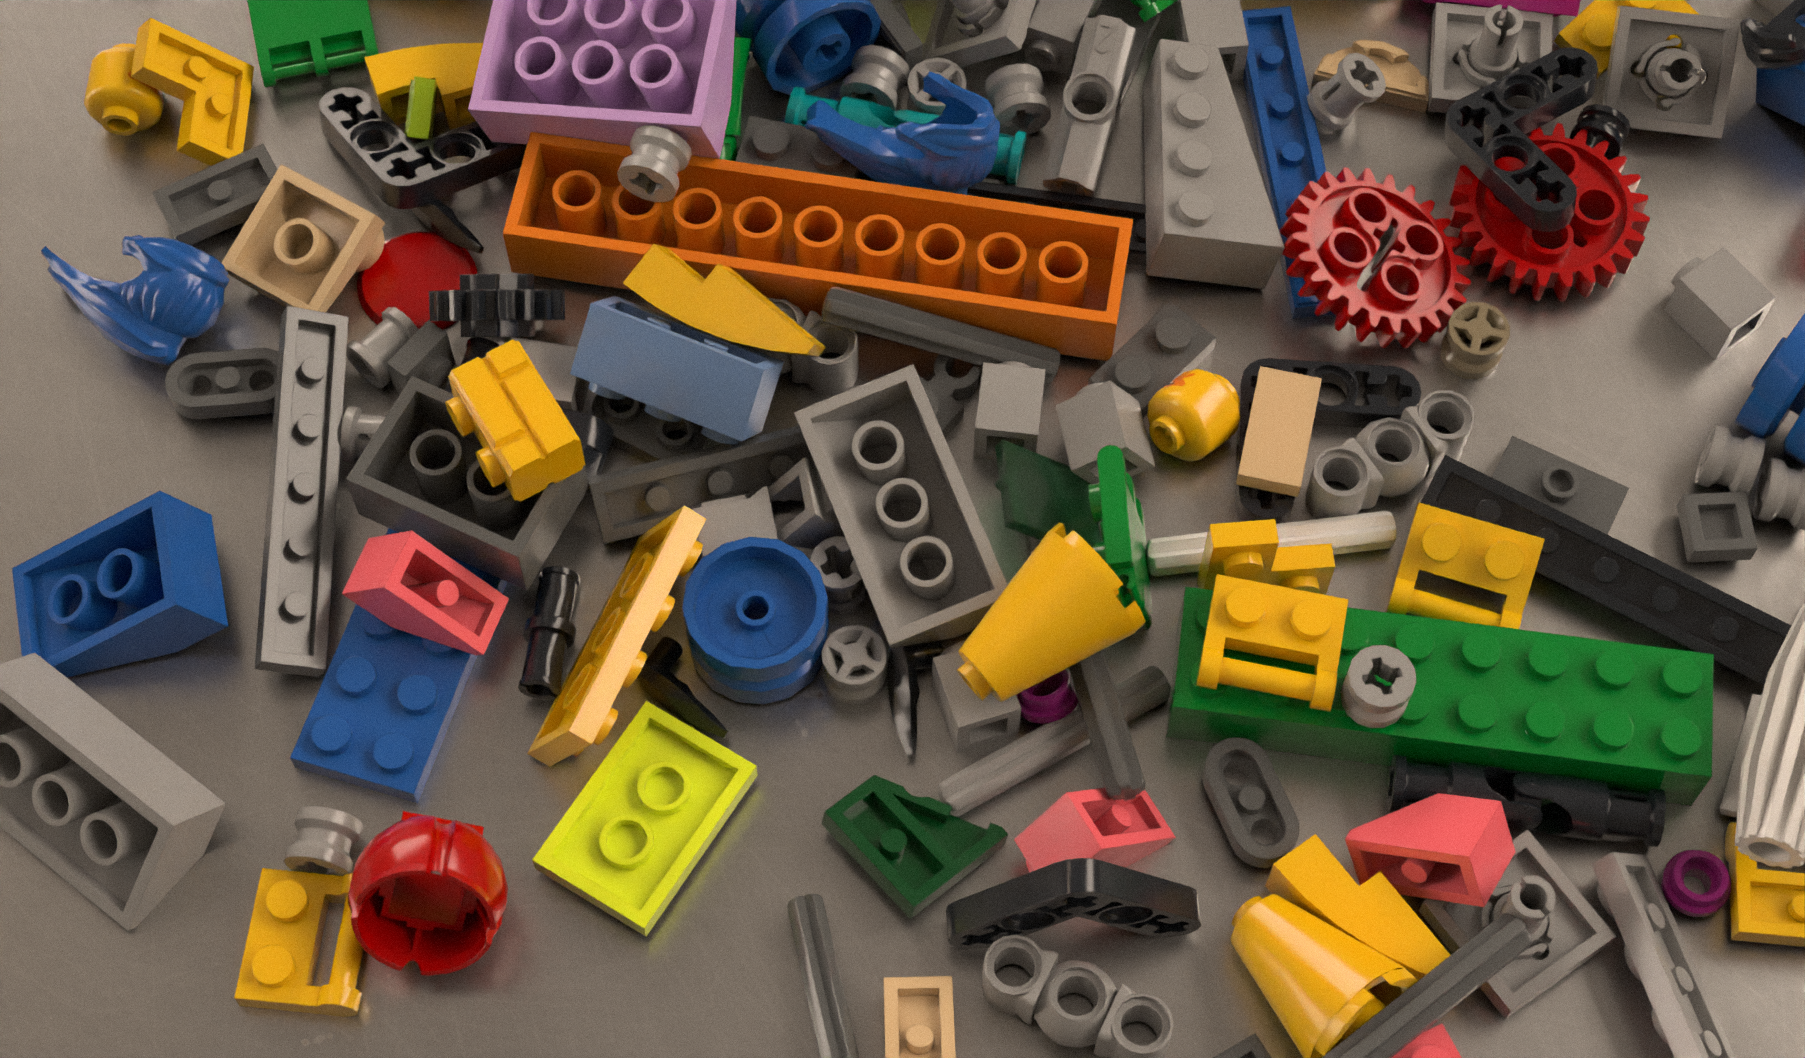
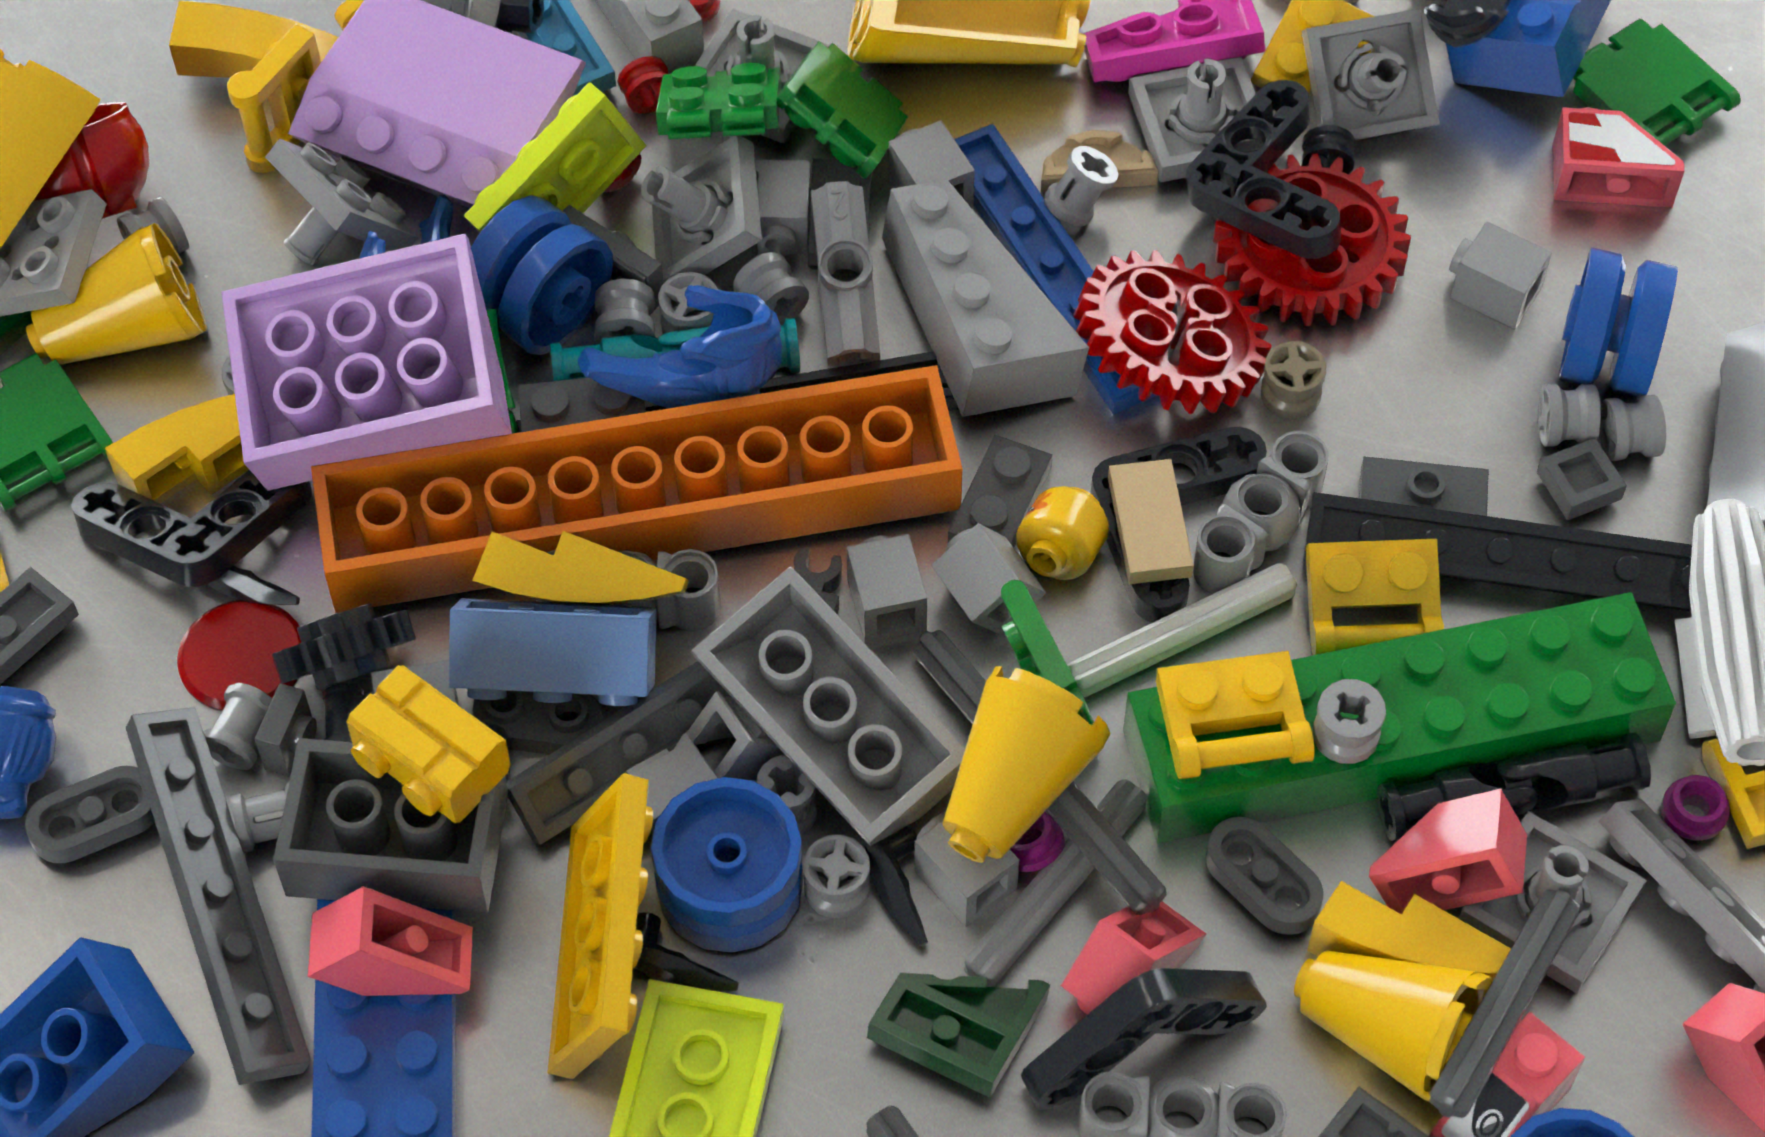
camera: 20 degrees left, 5 degrees down
(303, 243) = (115, 650): tan slope -> none
(421, 108) = (184, 484): lime tile -> none
(549, 633) = (523, 948): black pin -> none
(654, 163) = (454, 456): light grey wheel -> none
(934, 332) = (783, 534): dark grey axle -> none
(1041, 494) = (952, 652): clear green piece -> none
(1252, 553) = (1181, 638): yellow plate -> none

